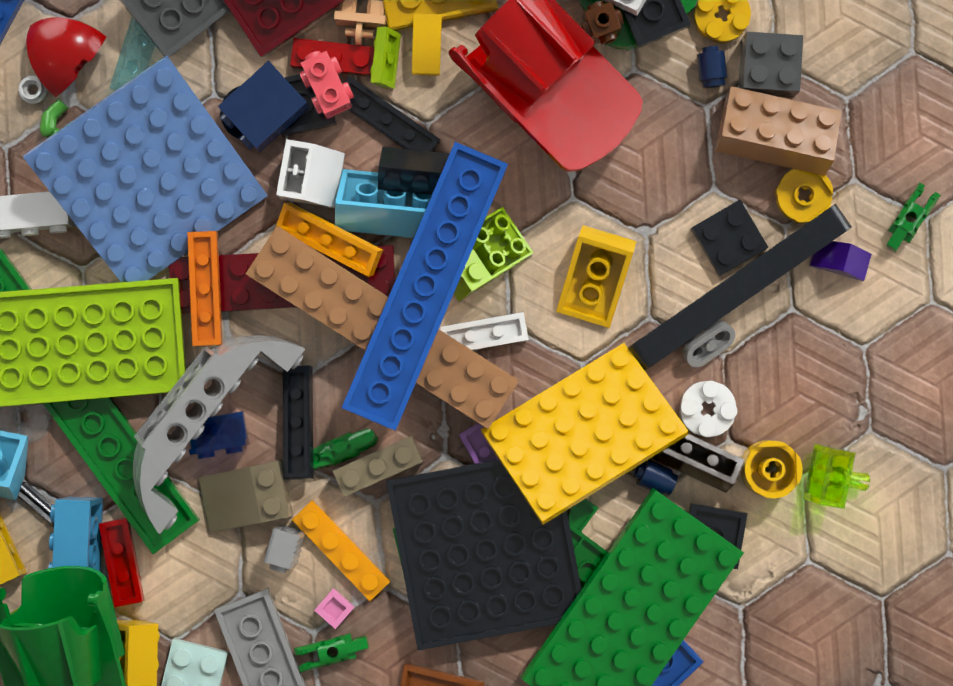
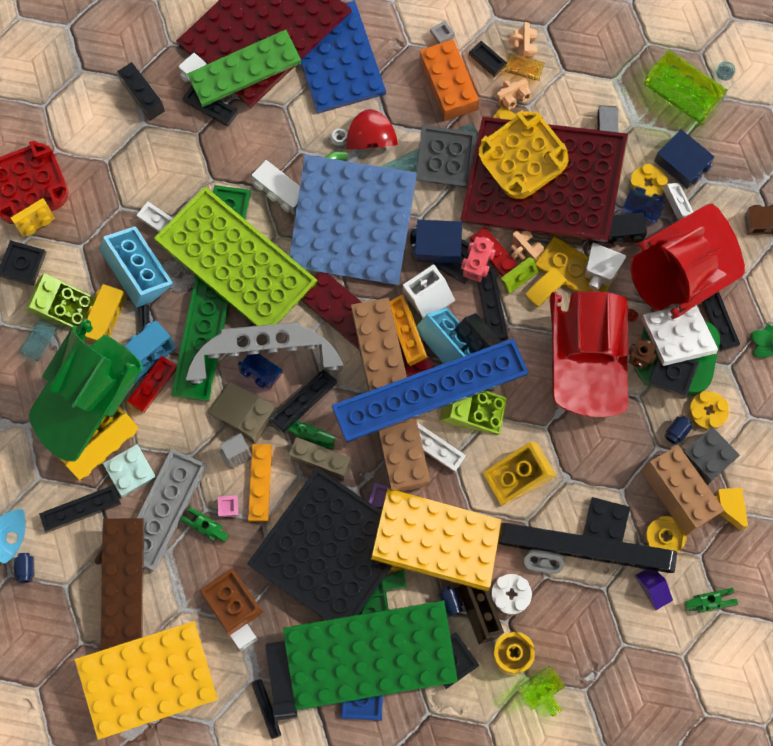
camera: 45 degrees right, 15 degrees down
(205, 288) = (325, 296): orange plate -> none
(842, 95) = (734, 506): none -> yellow slope

